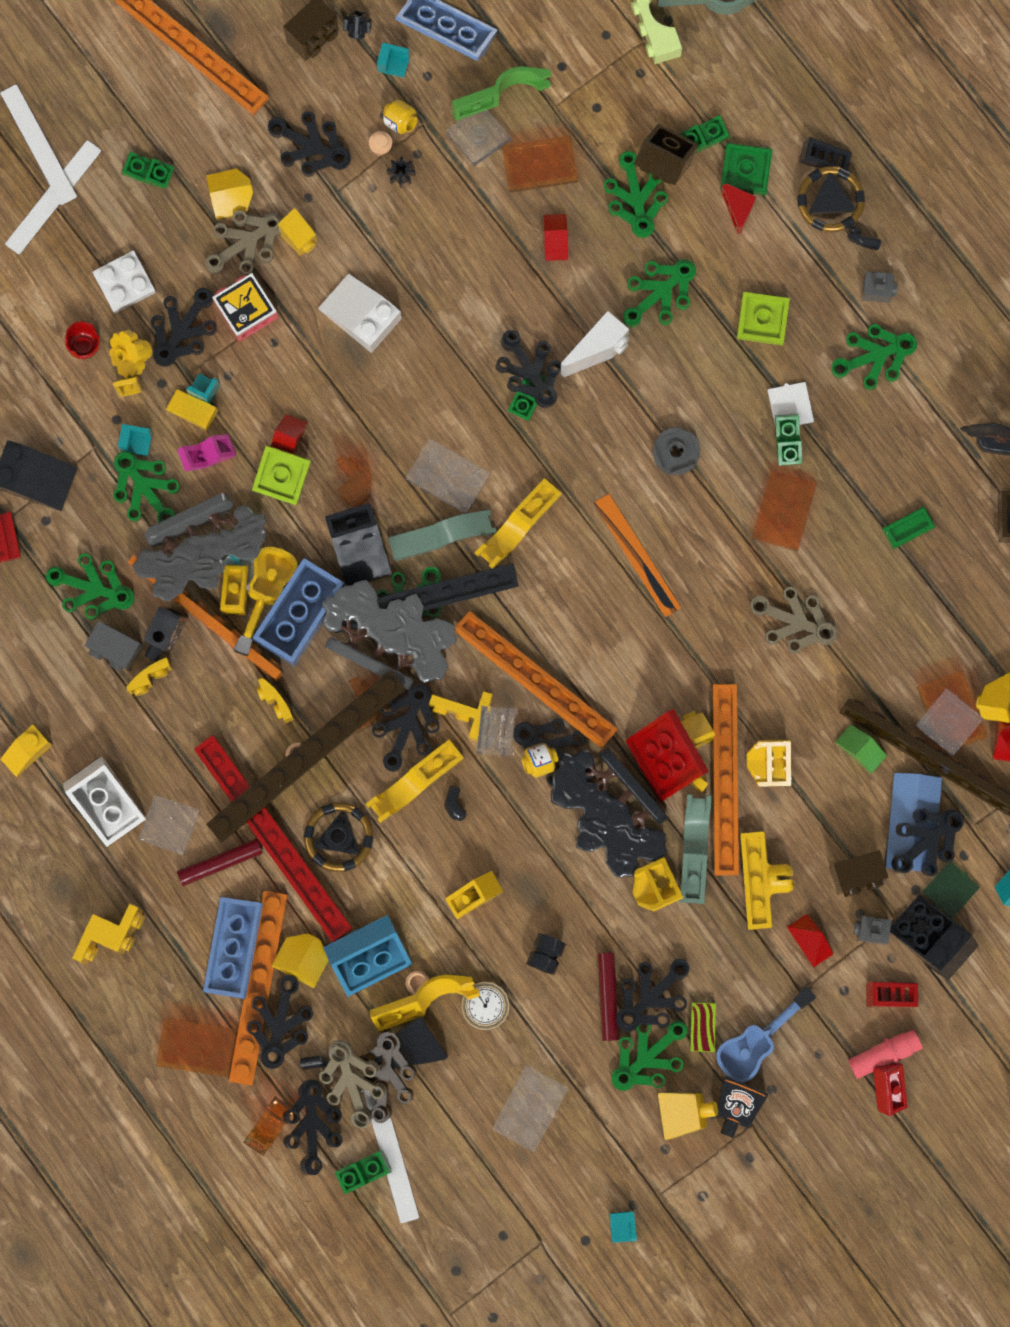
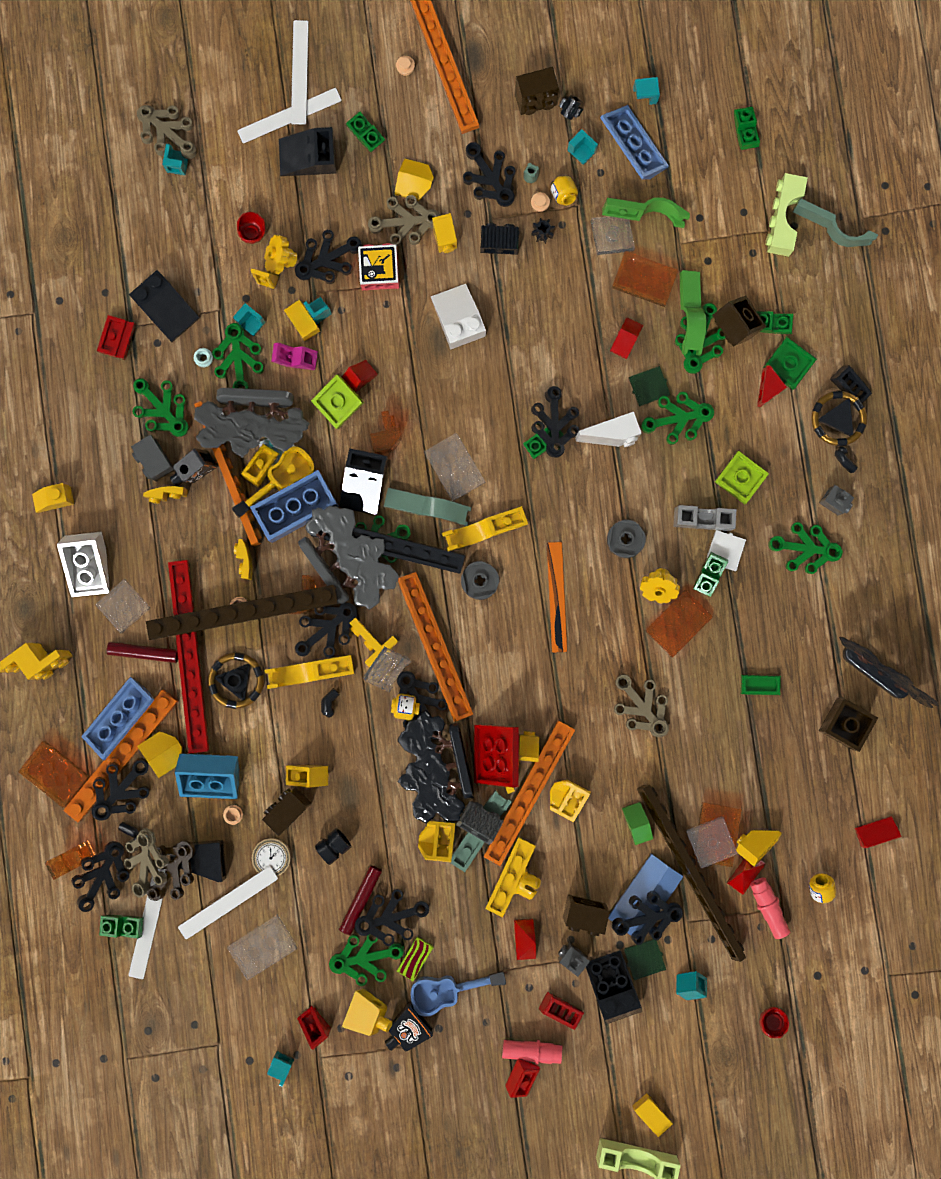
camera: 25 degrees right, 5 degrees up
(98, 227) = (308, 153): none -> black slope
(103, 502) = (199, 353): none -> light aqua plate
(124, 282) = (304, 203): white plate -> none
(151, 75) = (405, 65): none -> light nougat plate
(353, 123) = (528, 177): none -> sand green hose
(359, 206) = (499, 239): none -> black brick
(416, 1005) = (223, 831): yellow piece -> none
(465, 1081) = (227, 902): none -> white sticker
(474, 941) = (284, 813): none -> dark brown brick
(557, 584) = (473, 589): none -> dark grey plate
(606, 165) = (691, 304): none -> bright green piece
(609, 275) = (649, 386): none -> clear green piece
(633, 1160) = (314, 1027): none -> red slope
(690, 838) = (480, 822): none -> dark grey brick
(741, 481) = (660, 586): none -> yellow plant
(754, 381) = (708, 519): none -> light grey arch

